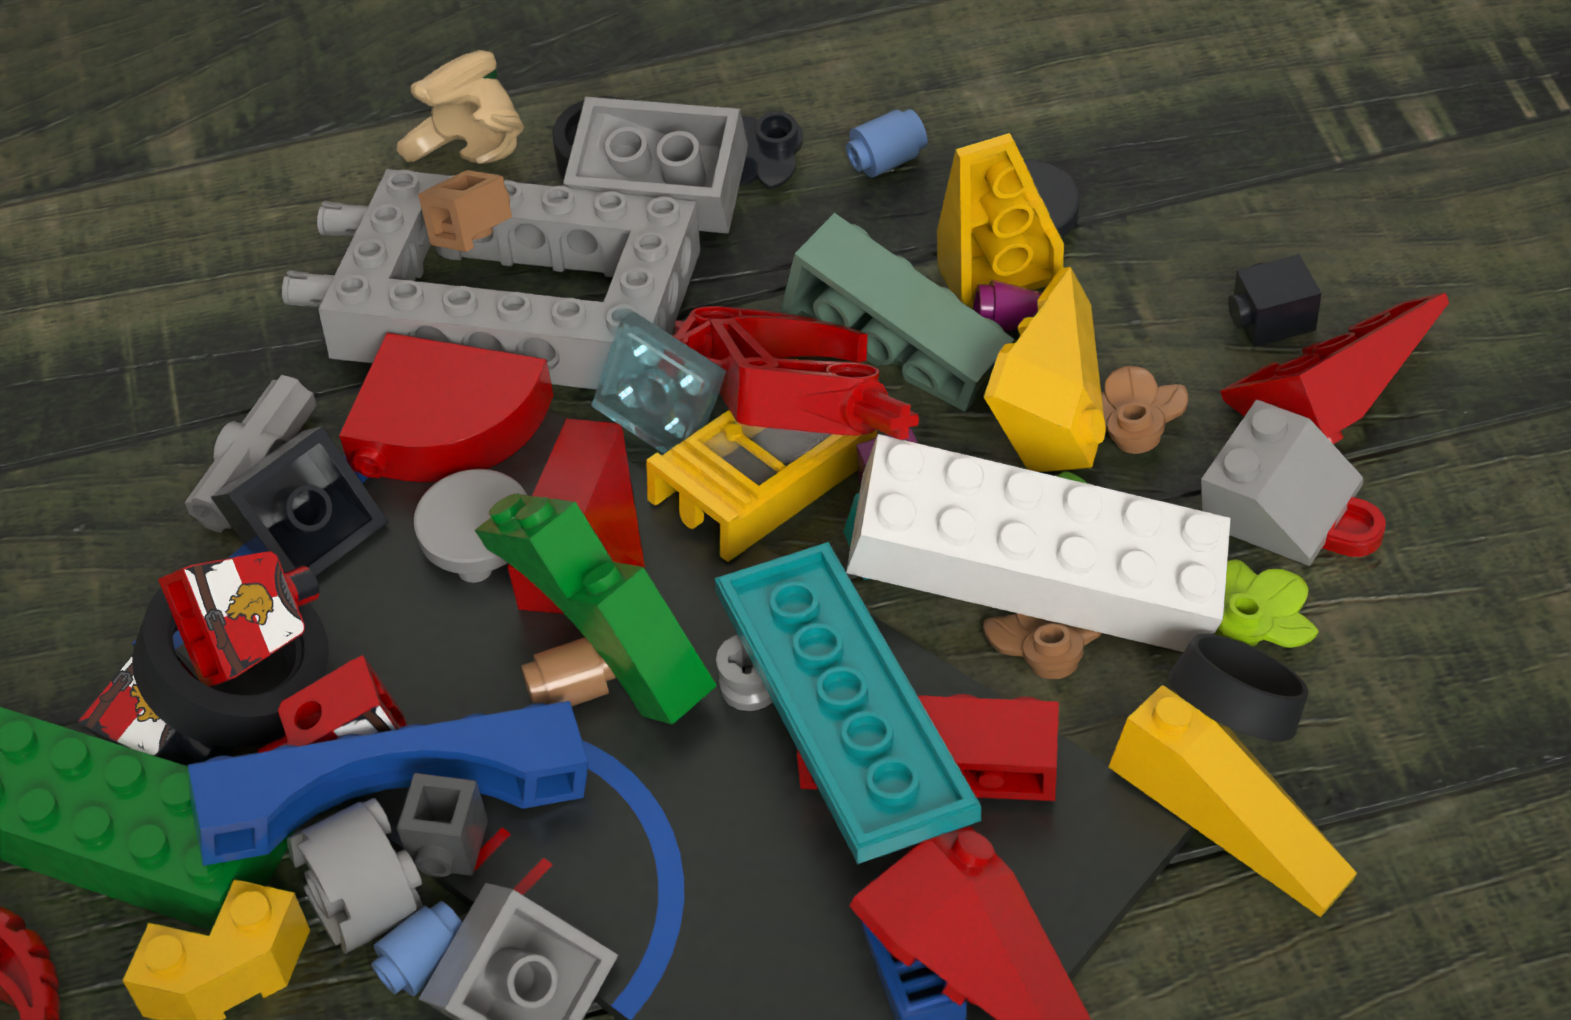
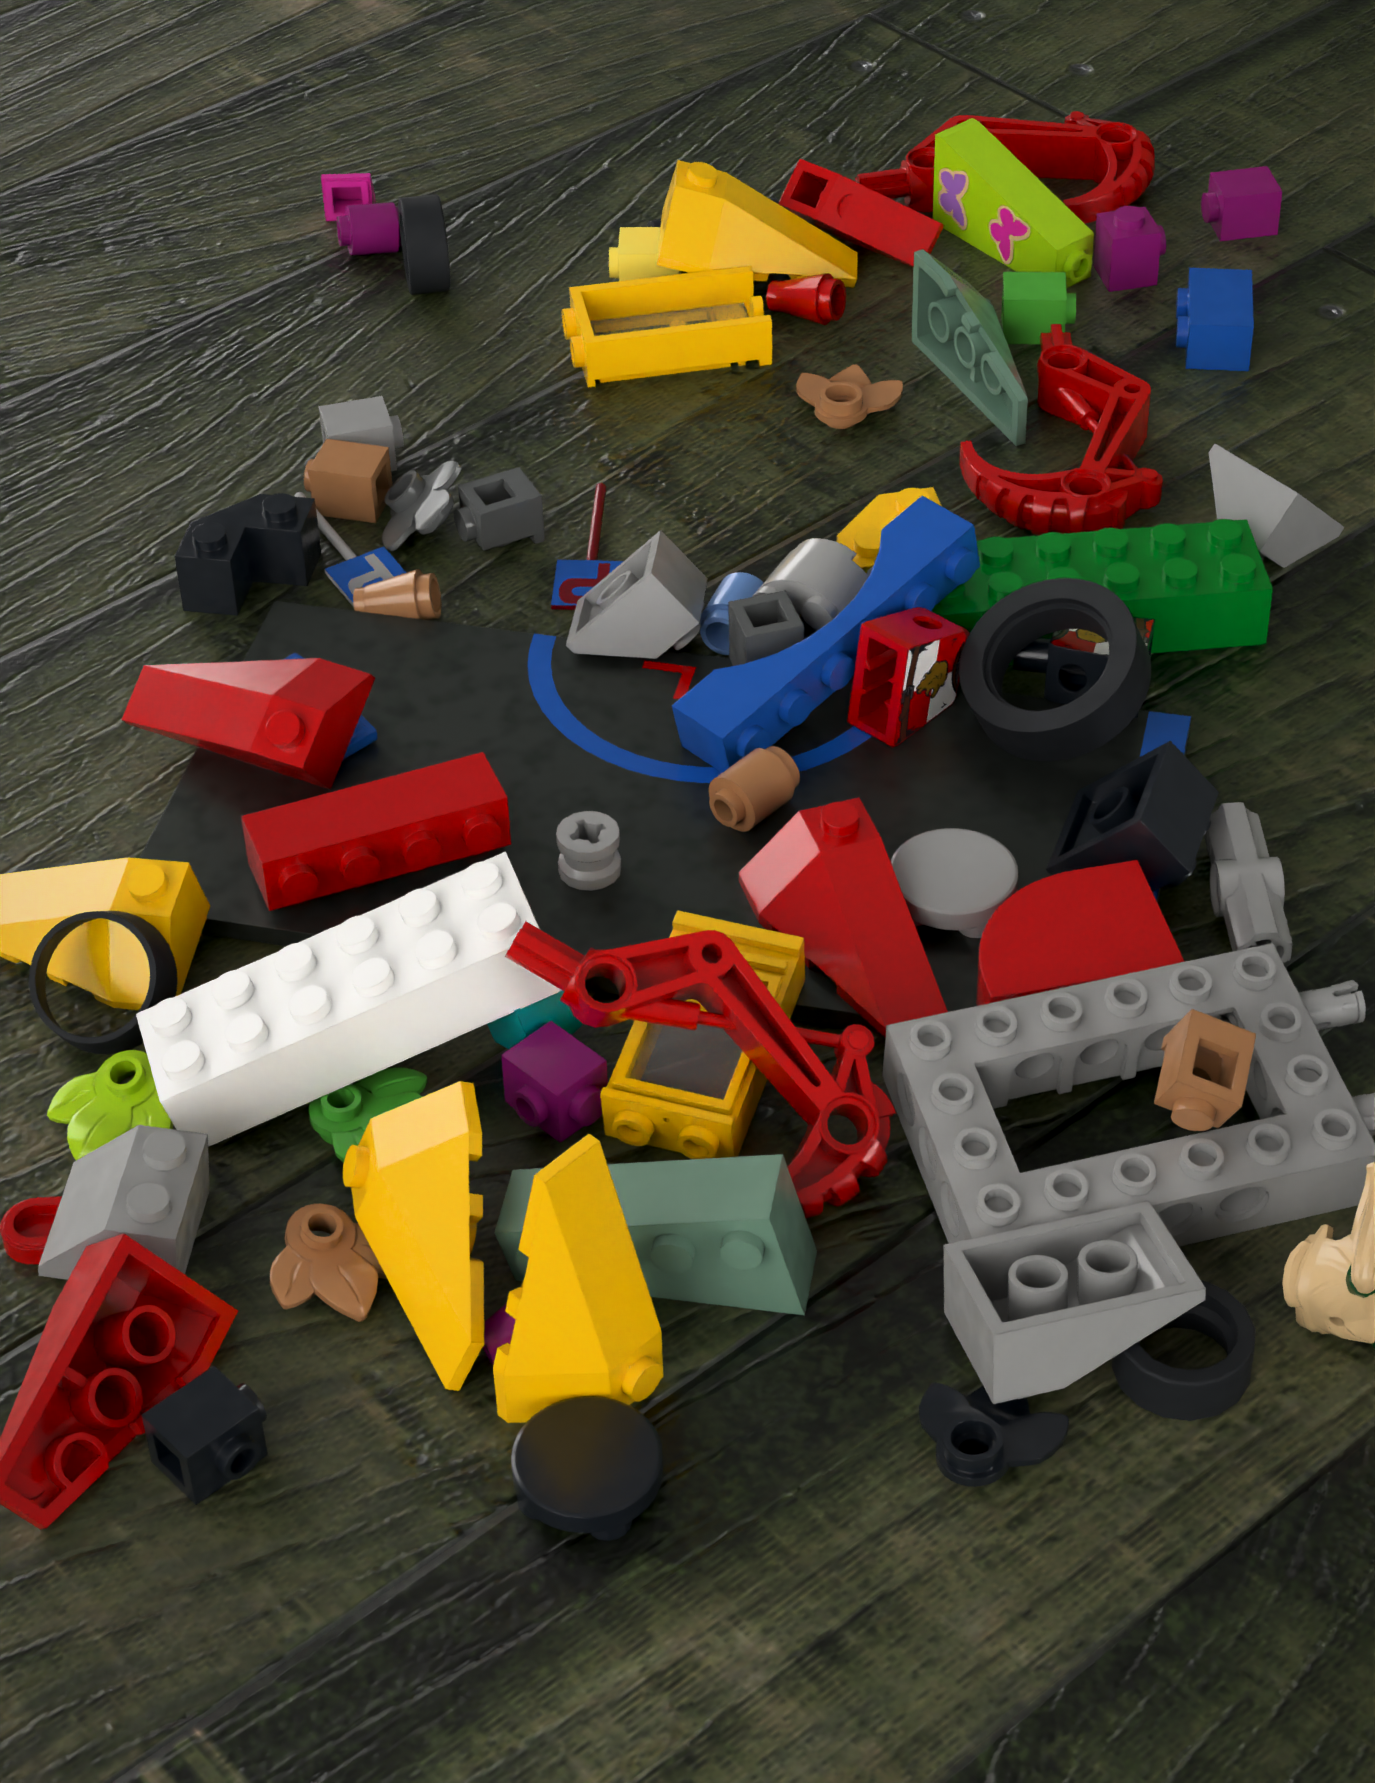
camera: 150 degrees right, 10 degrees down
(237, 611) = (1056, 645): torso -> none
(604, 599) = (722, 769): green arch -> none
(656, 384) = (843, 996): clear light blue plate -> none
(846, 703) = (467, 790): teal tile -> none
(886, 142) = (817, 1478): medium blue brick -> none

